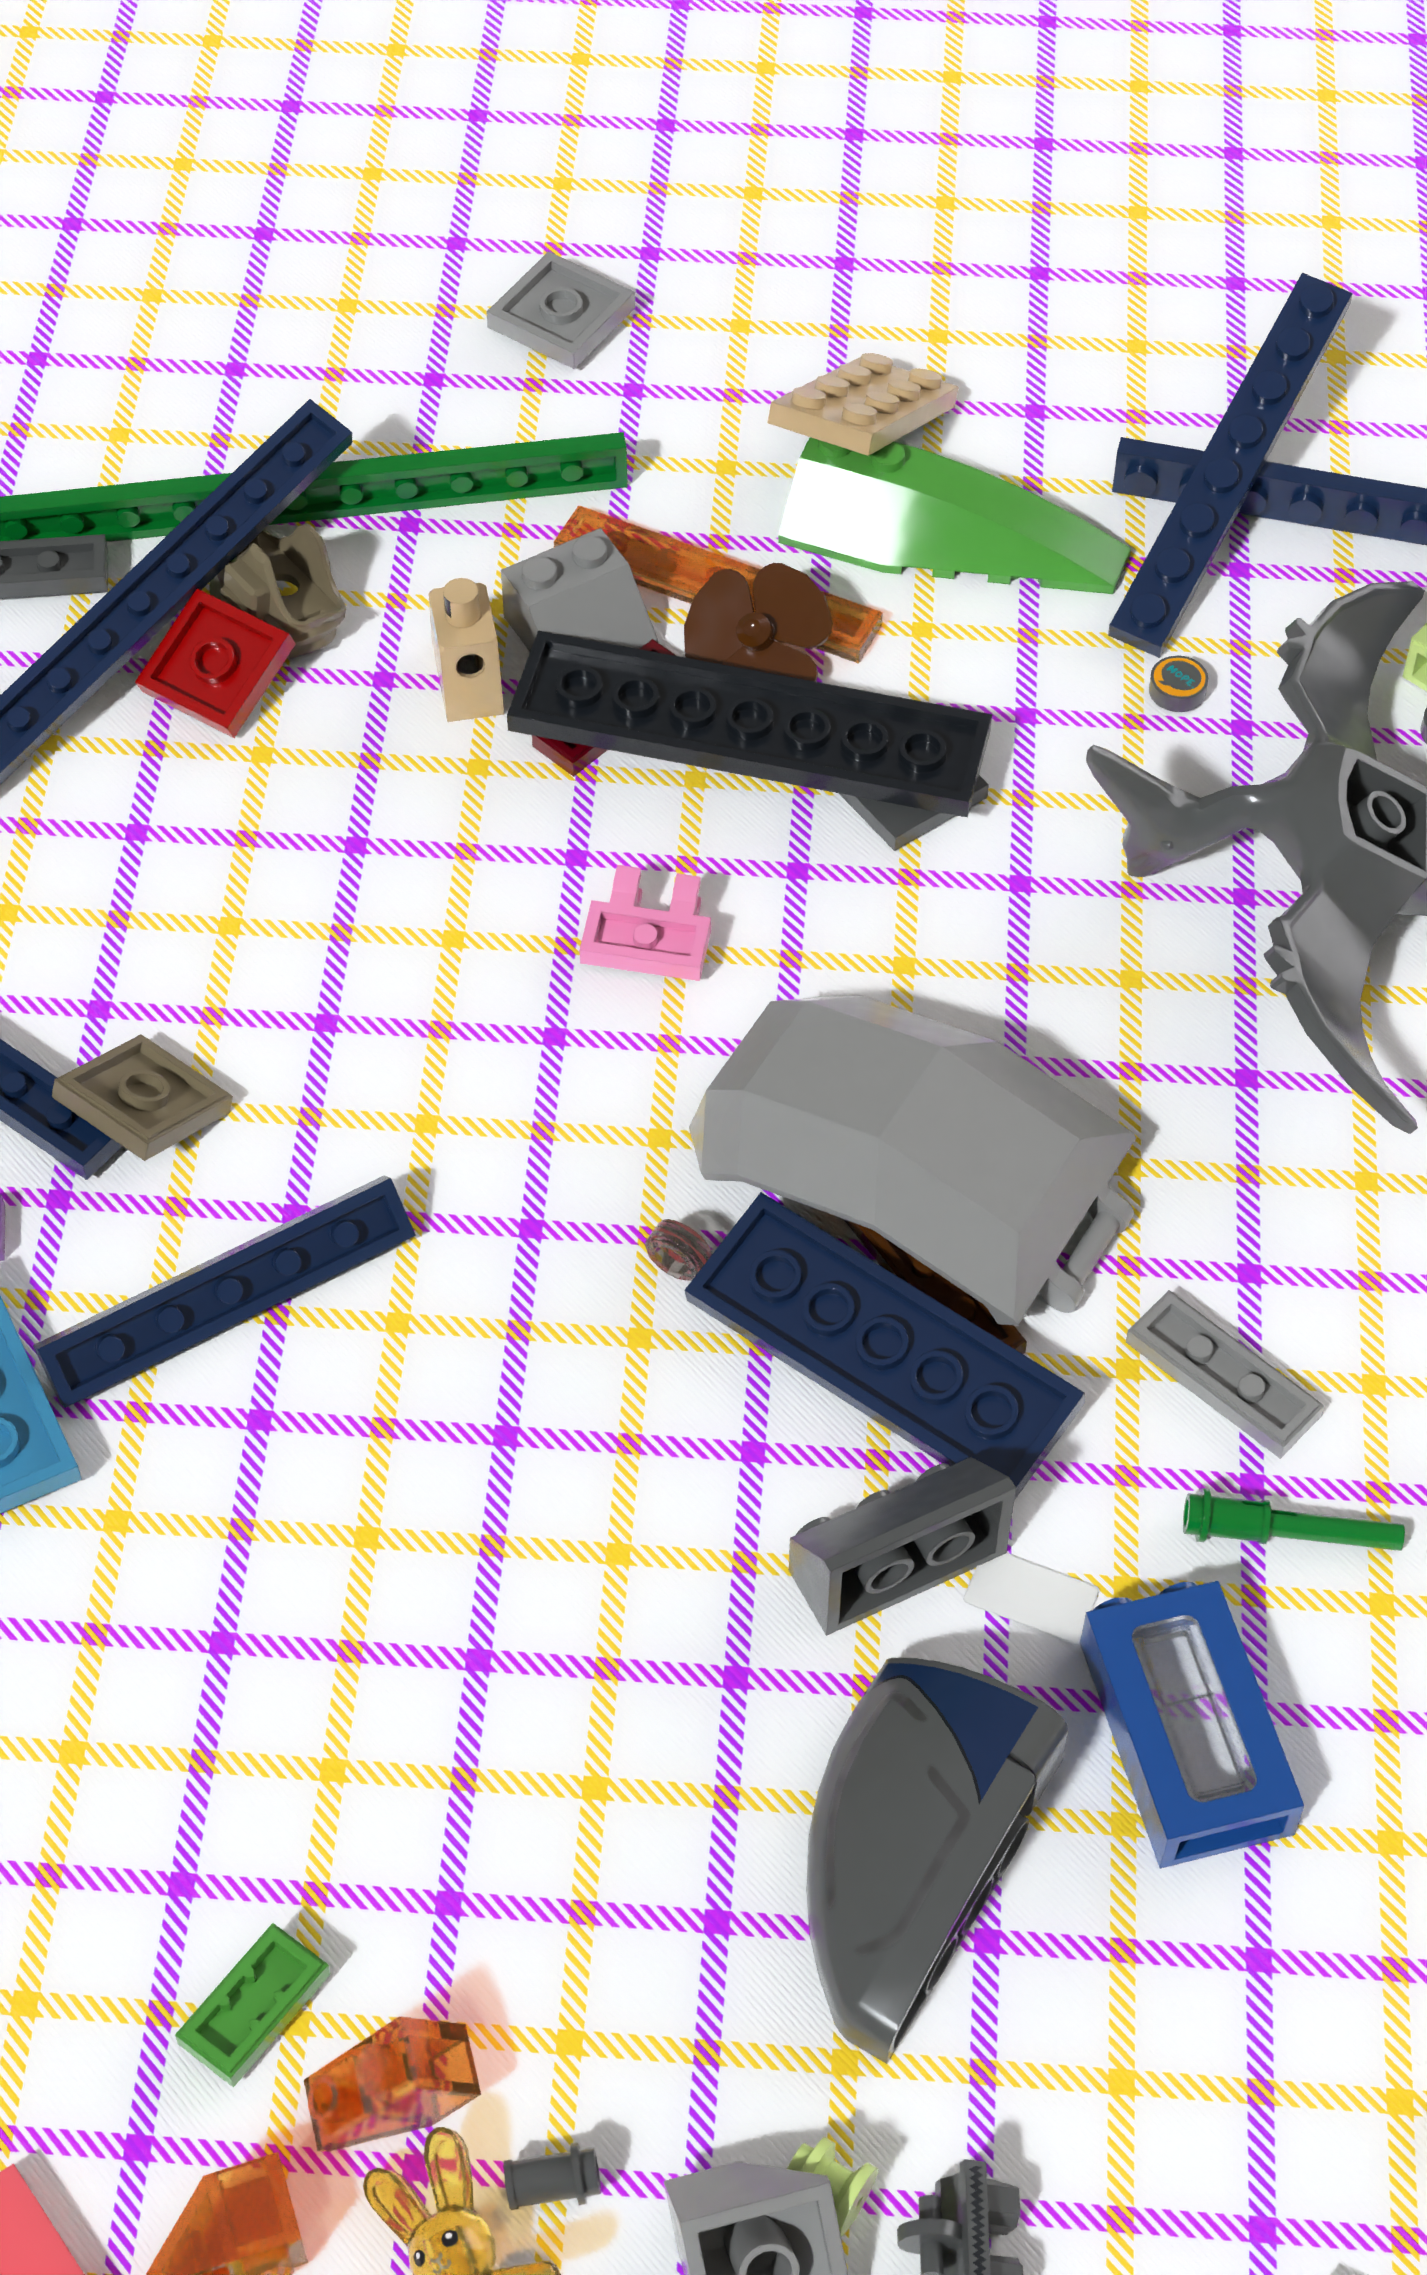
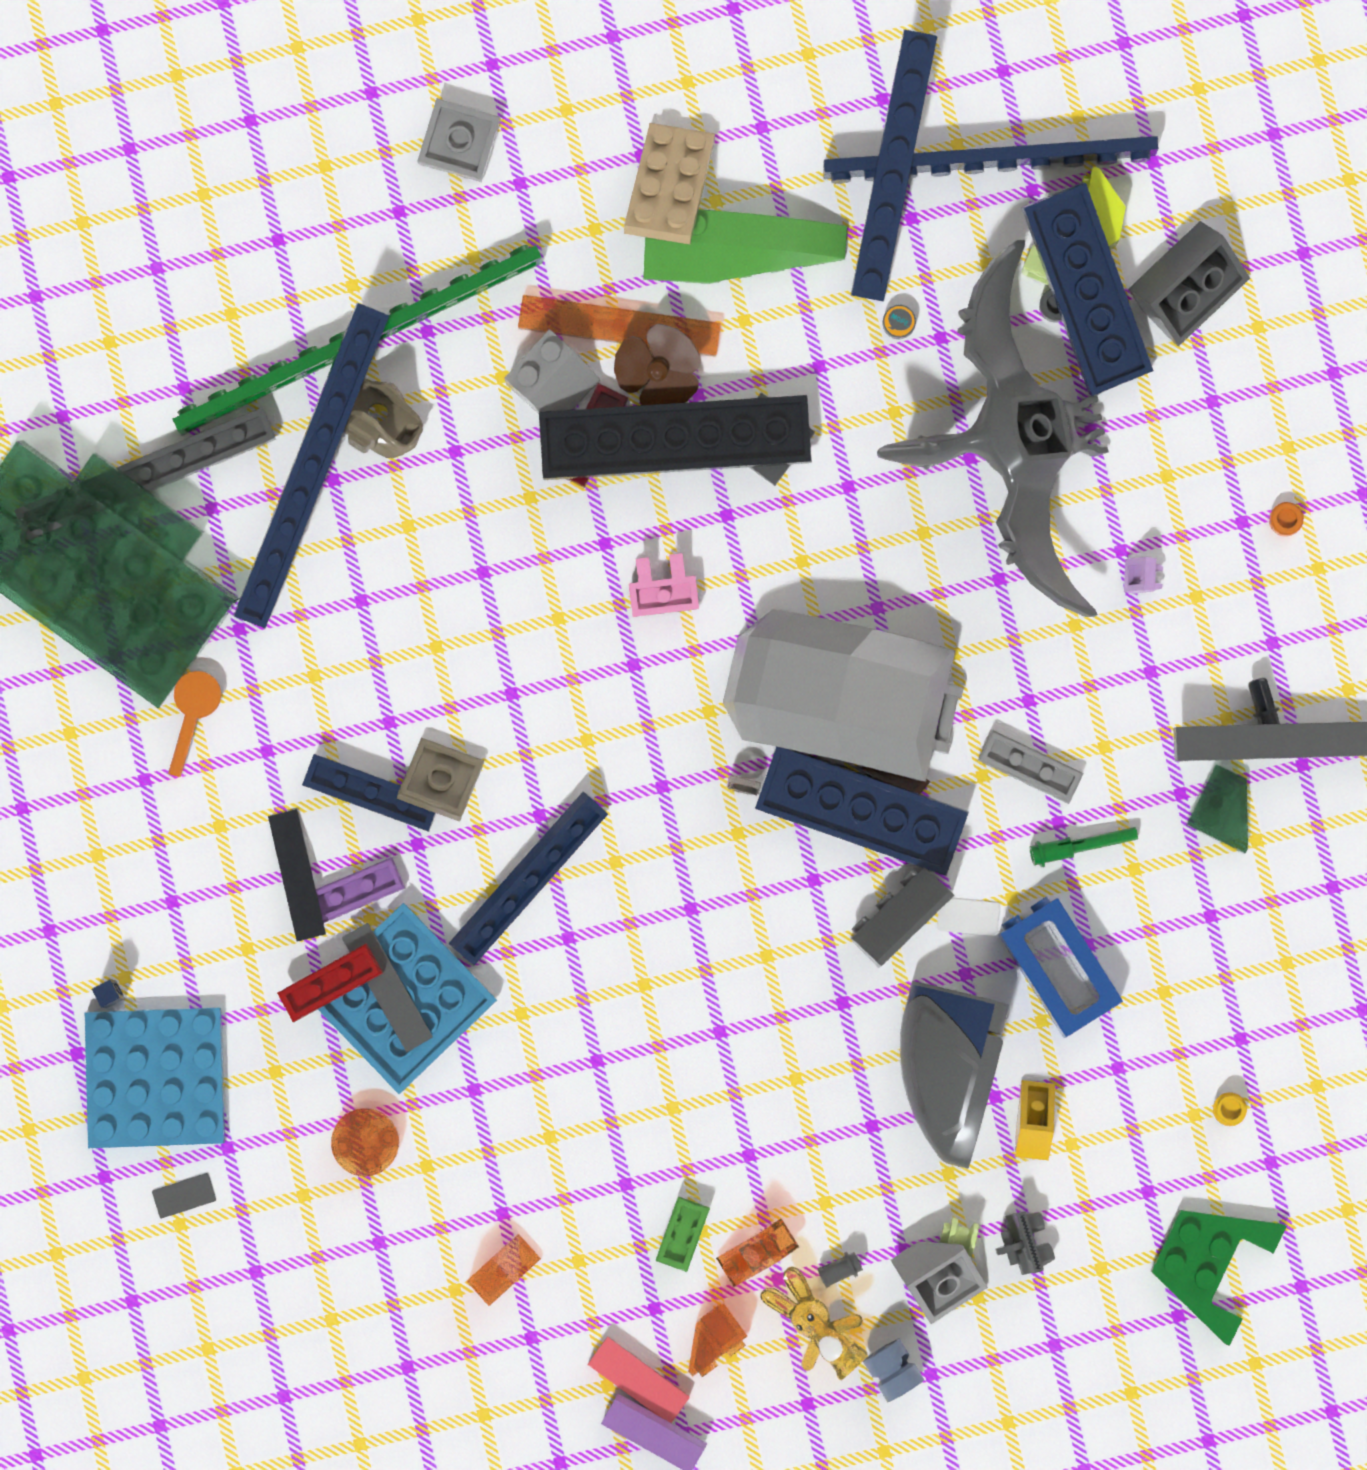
camera: 15 degrees left, 30 degrees up
(215, 663) = (364, 483): red plate -> none
(460, 627) = (501, 434): tan torso -> none
(1055, 2000) = (1035, 1120): none -> yellow slope

